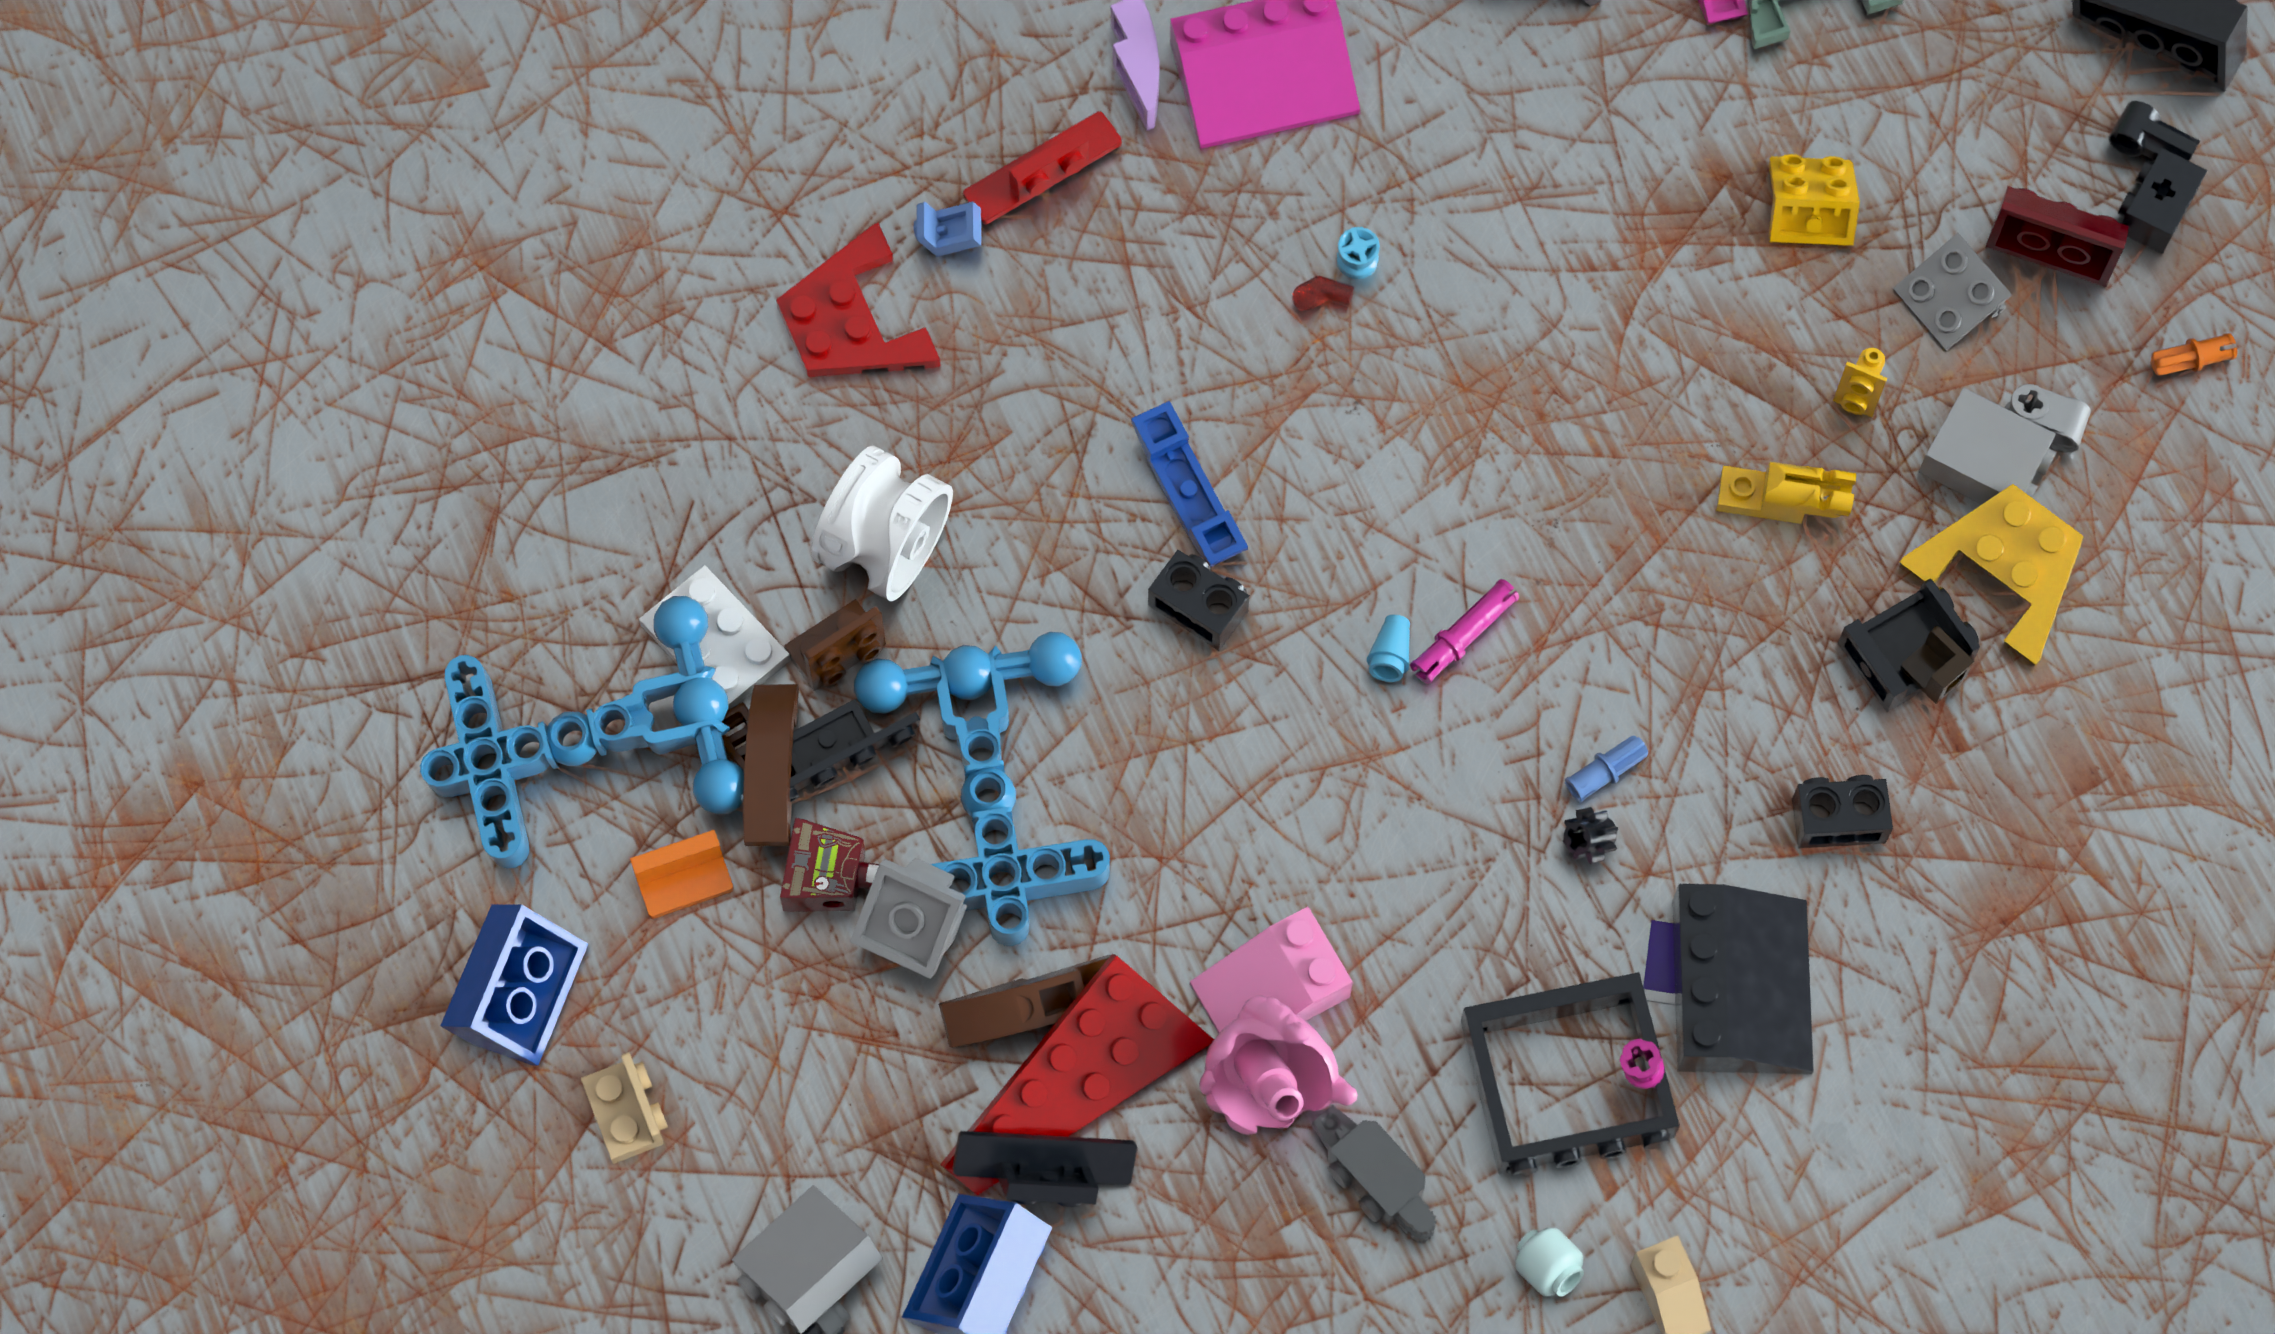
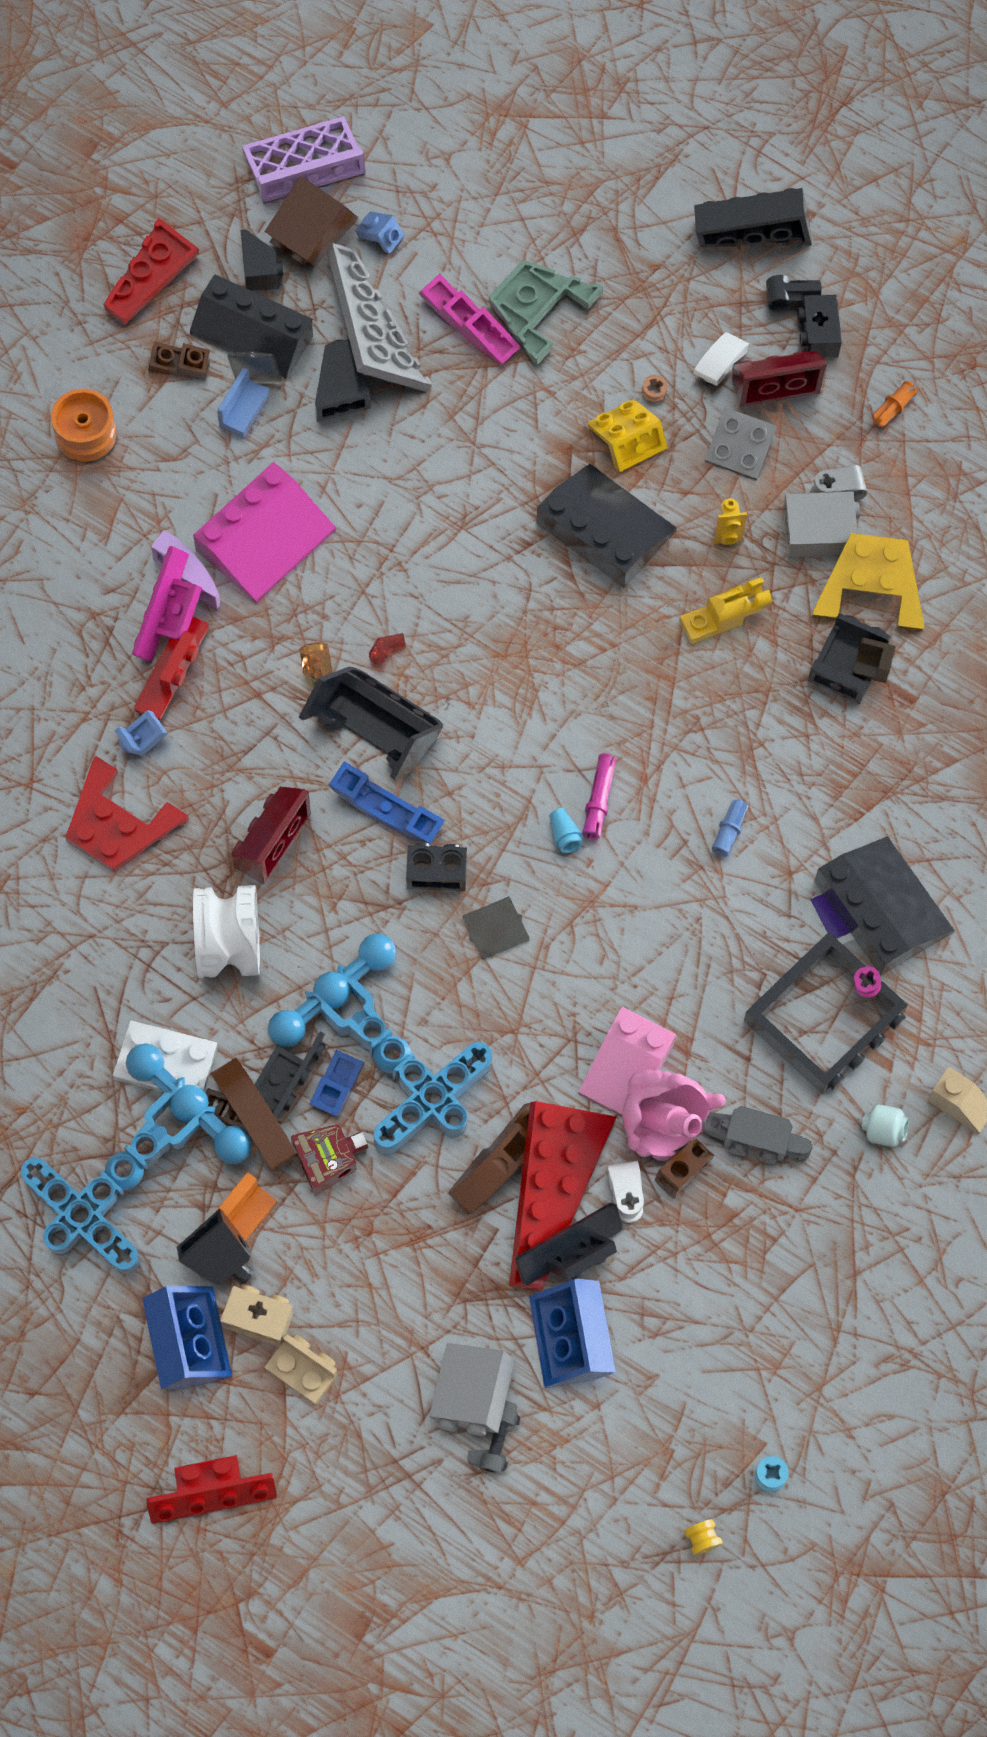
camera: 35 degrees left, 0 degrees up
(418, 1181) = (210, 1488): none -> red bracket
(597, 990) = (268, 1328): none -> tan brick
(614, 902) = (216, 1251): none -> black torso
(837, 644) = (241, 1019): reddish brown bracket -> none
(901, 791) = (337, 1083): none -> blue slope
(910, 915) = (399, 1151): light grey panel -> none
(1025, 440) = (272, 833): none -> dark red slope
(1082, 89) = (169, 606): none -> dark pink bracket
(1167, 1133) = (626, 1187): none -> white piece
(1221, 266) = (315, 660): none -> clear orange rock
(1225, 718) = (495, 927): none -> clear smoke piece
(1251, 363) = (375, 714): none -> black windscreen
(1256, 1154) = (683, 1167): none -> reddish brown leg
(1363, 244) = (391, 605): medium azure wheel -> none
(1590, 835) = (748, 870): black gear -> none
(1705, 294) = (604, 524): none -> black slope
(1845, 823) = (880, 779): black brick -> none
(1892, 149) = (657, 381): none -> nougat bush
(1993, 170) = (719, 359): none -> white slope

